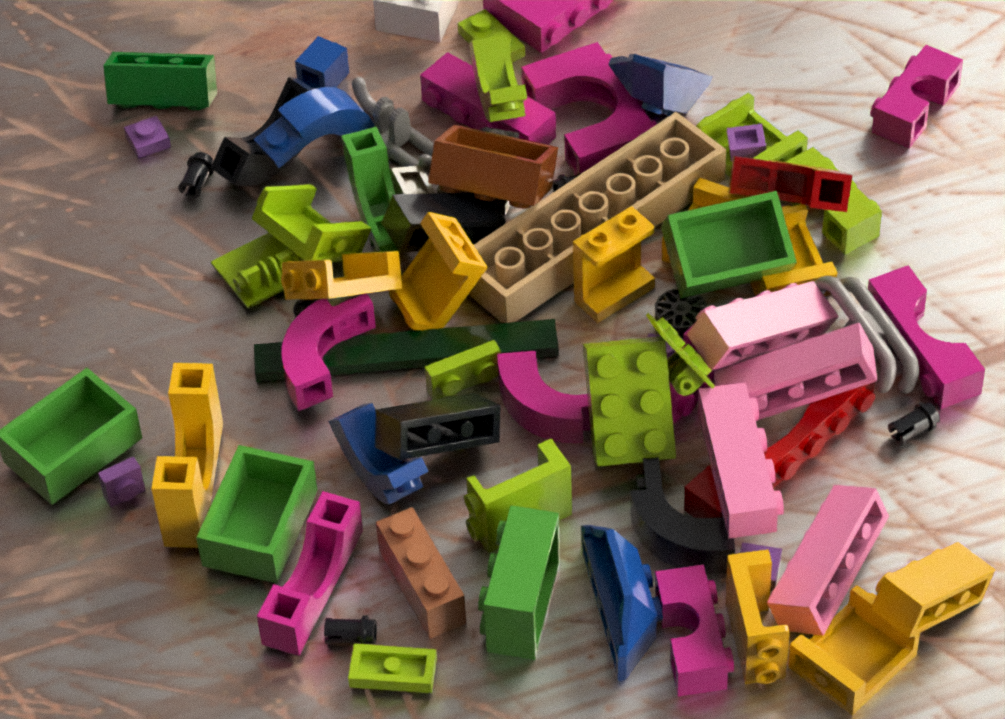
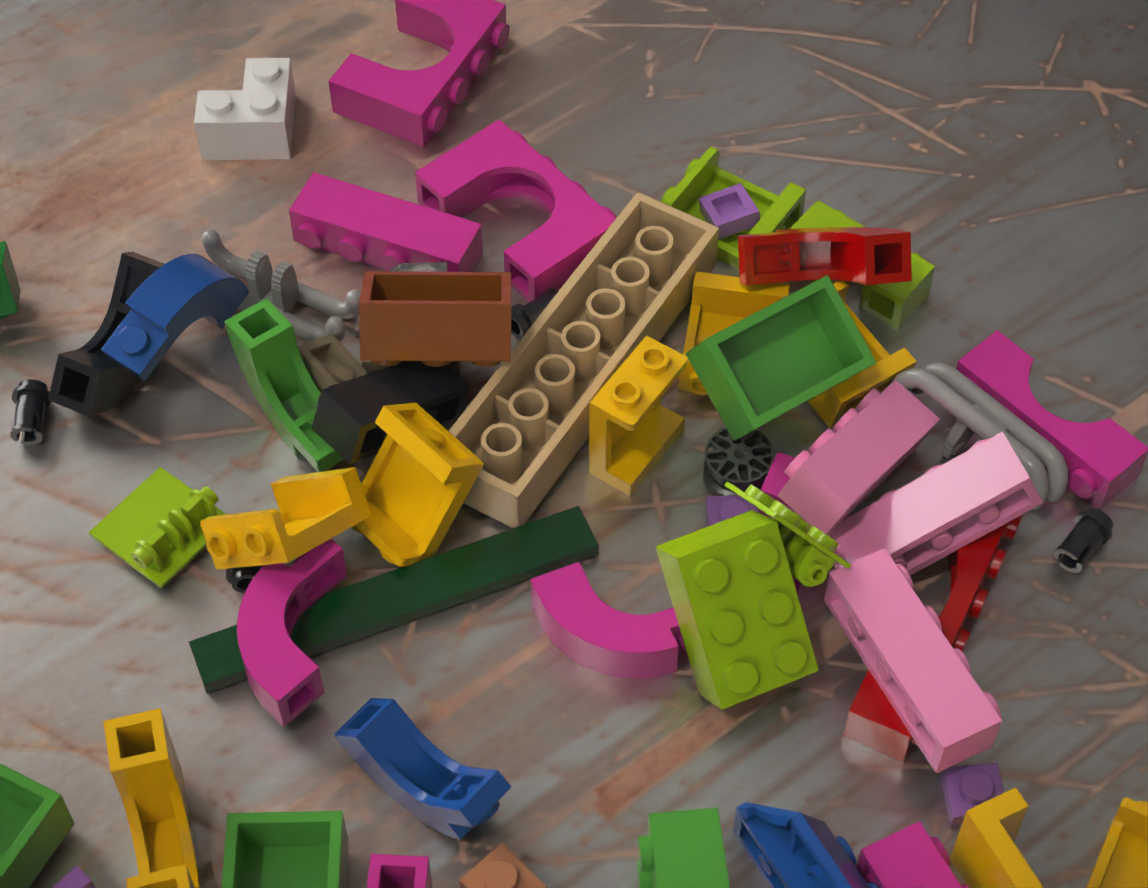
camera: 20 degrees left, 5 degrees up
(292, 220) = (208, 461): lime panel -> none
(322, 64) = (152, 223): blue brick -> none
(437, 426) = (491, 710): black brick -> none
(462, 370) = (480, 616): lime plate -> none
(484, 26) = (356, 142): lime plate -> none
(496, 80) = (397, 201): lime arch -> none
(541, 488) = (673, 768): lime panel -> none
(659, 83) = (596, 157): blue wedge -> none
(672, 535) = (847, 782): black arch -> none
(828, 559) = (1066, 767): bright pink brick -> none
(903, 109) = (902, 107): dark pink arch -> none

